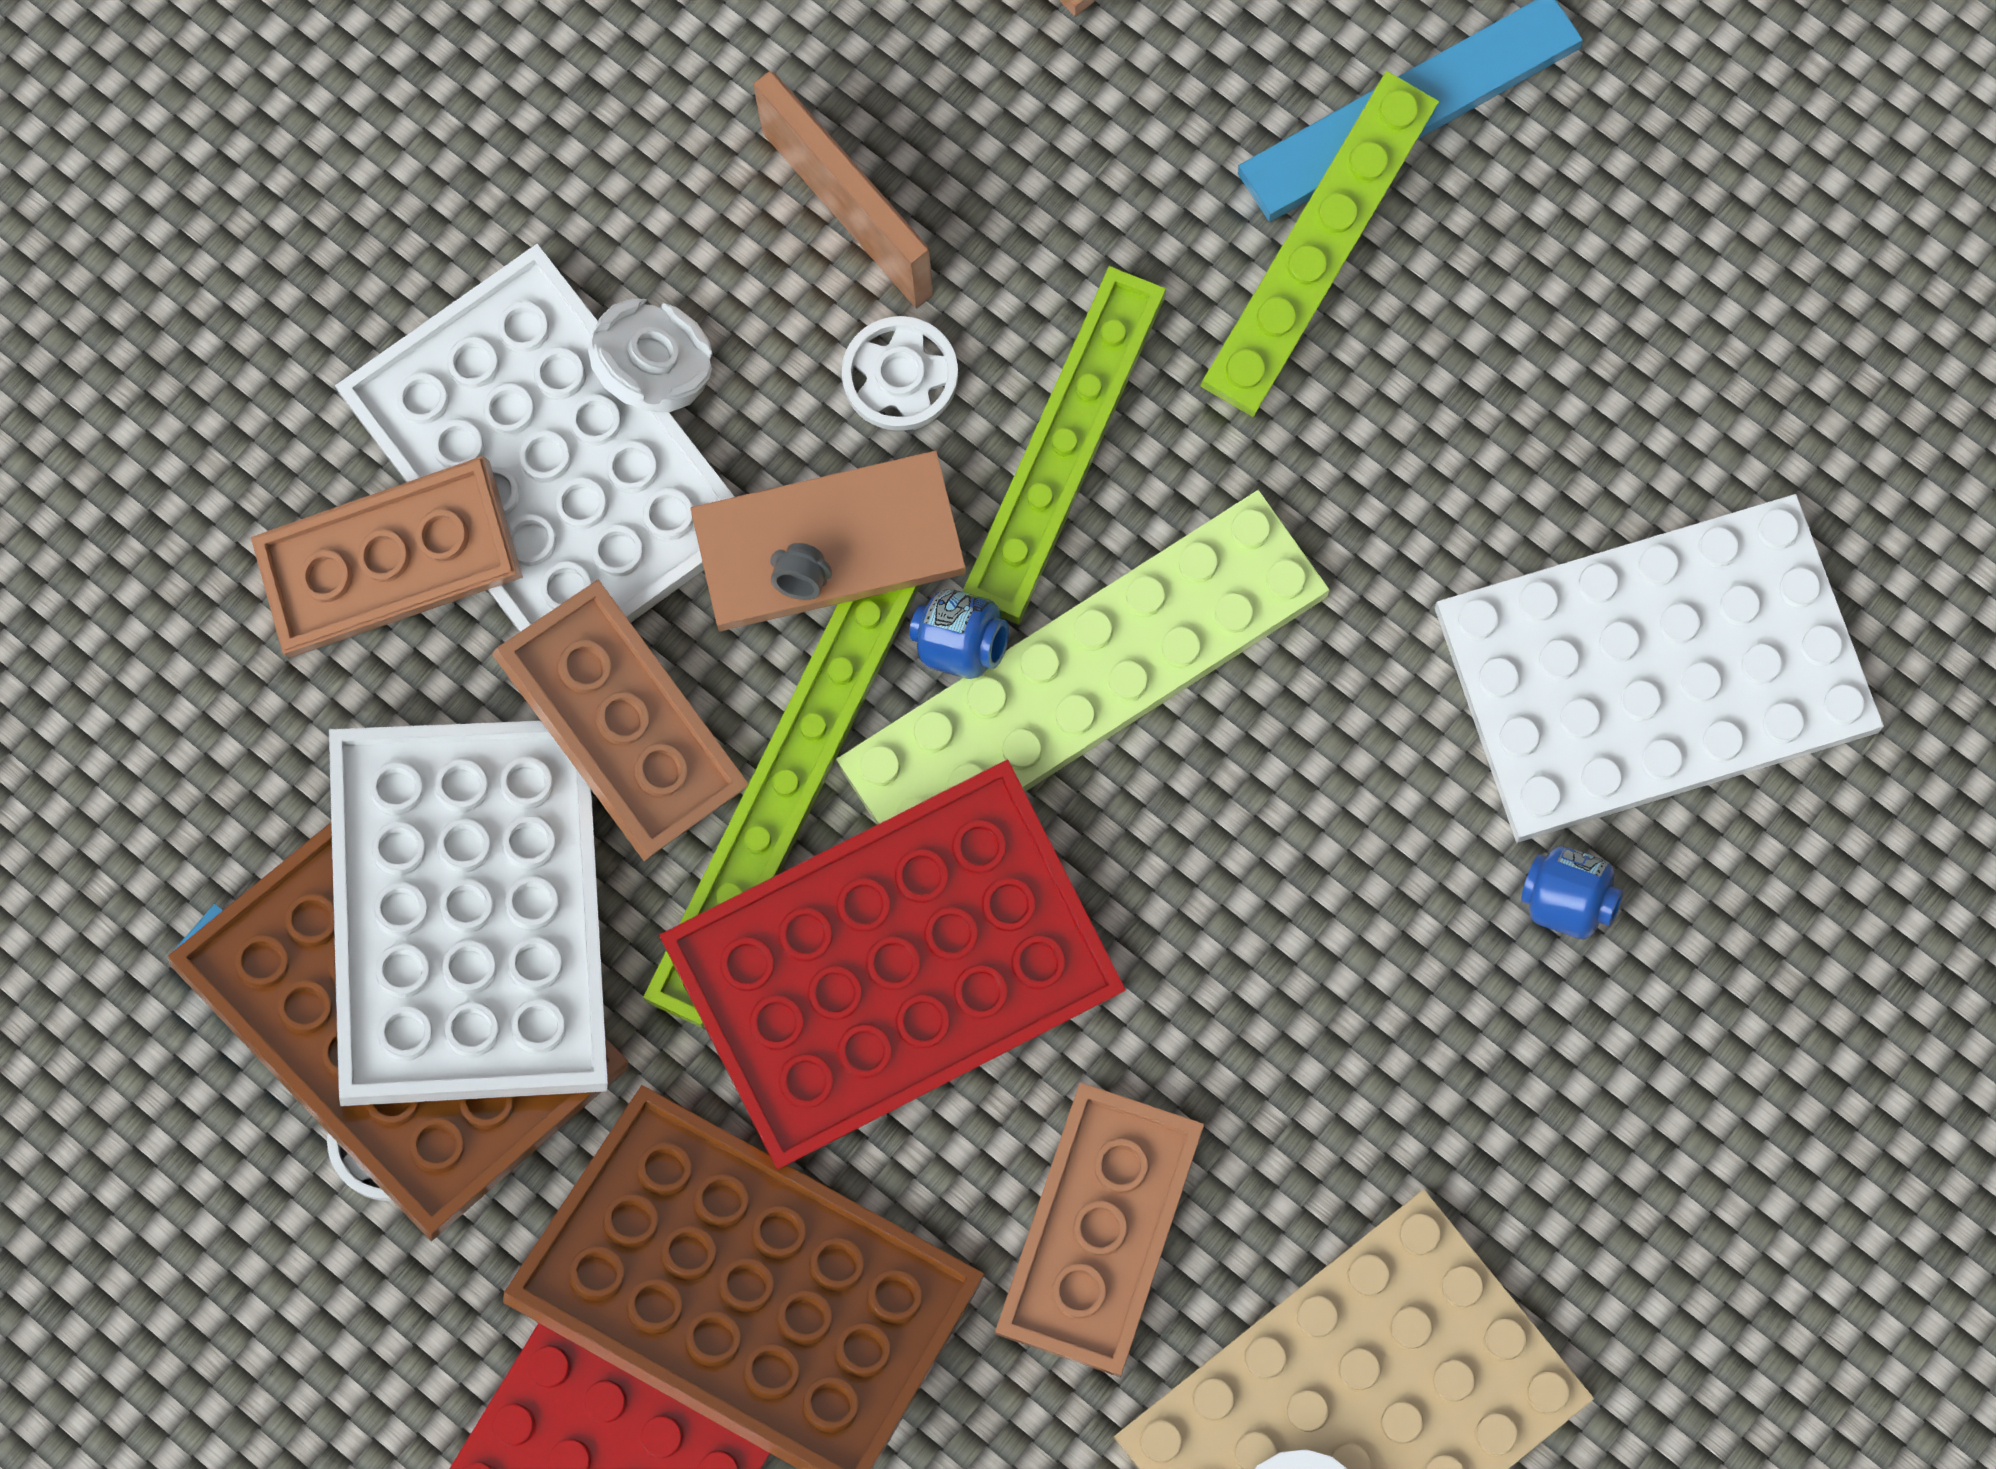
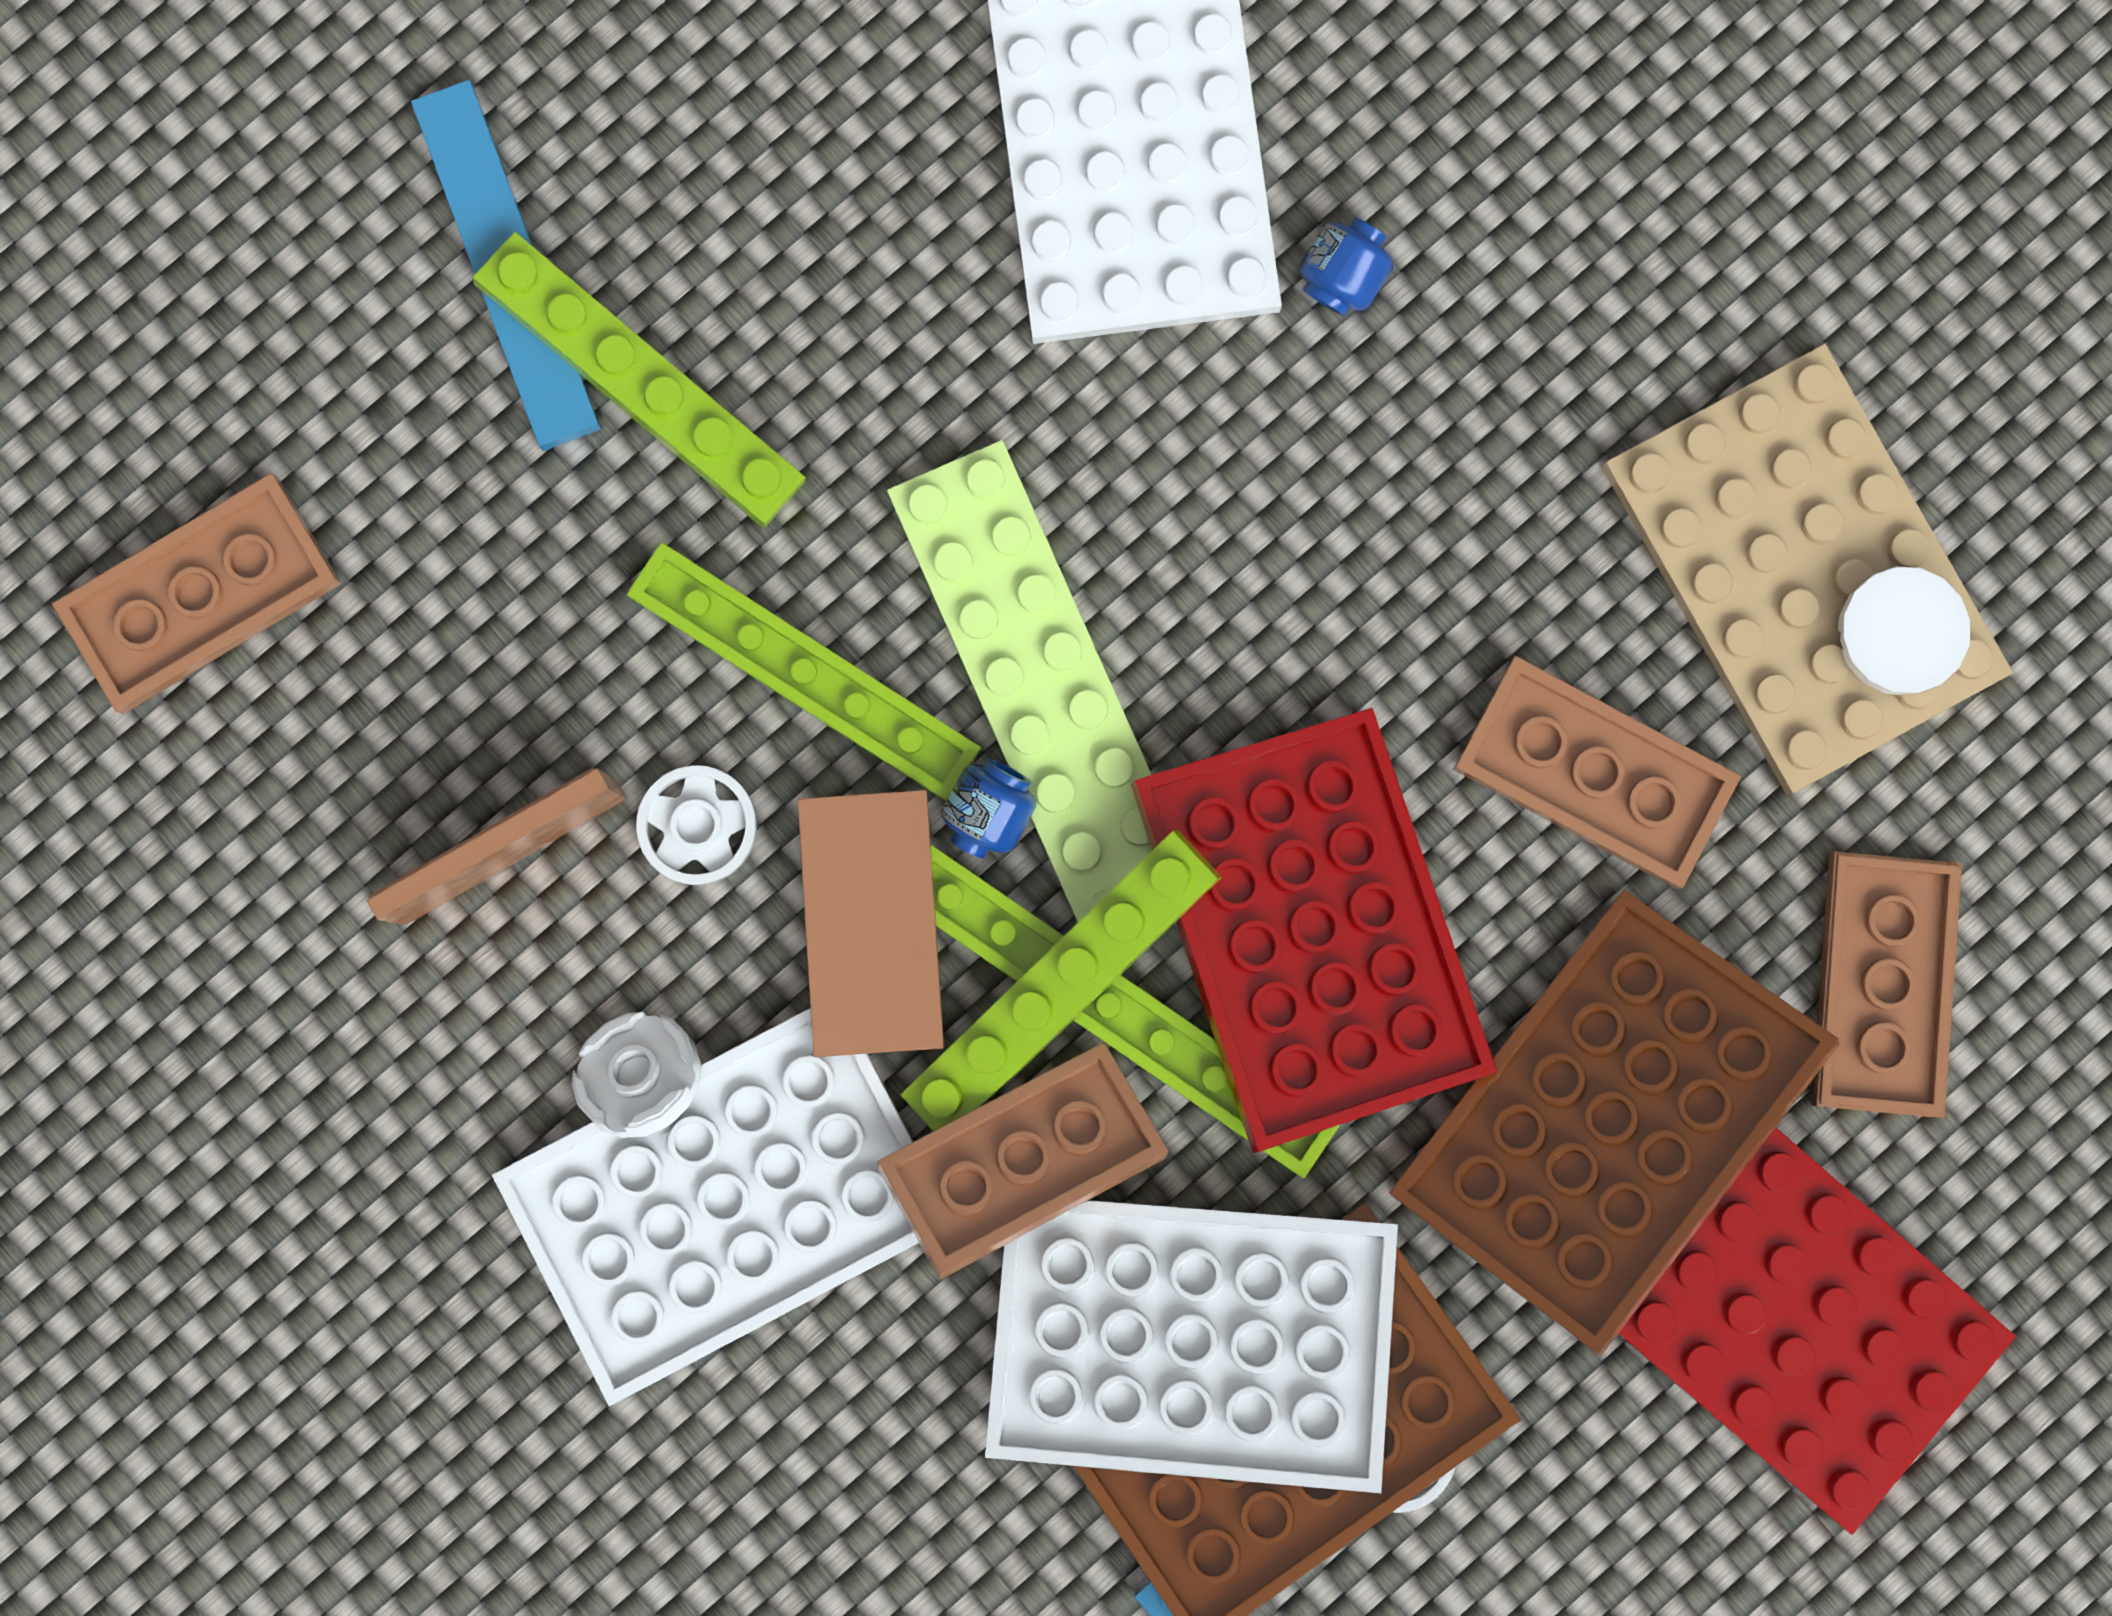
camera: 85 degrees left, 10 degrees up
(386, 557) = (803, 1376): nougat tile -> none
(799, 571) = (907, 954): dark grey plate -> none
(802, 730) = (1063, 982): none -> lime plate

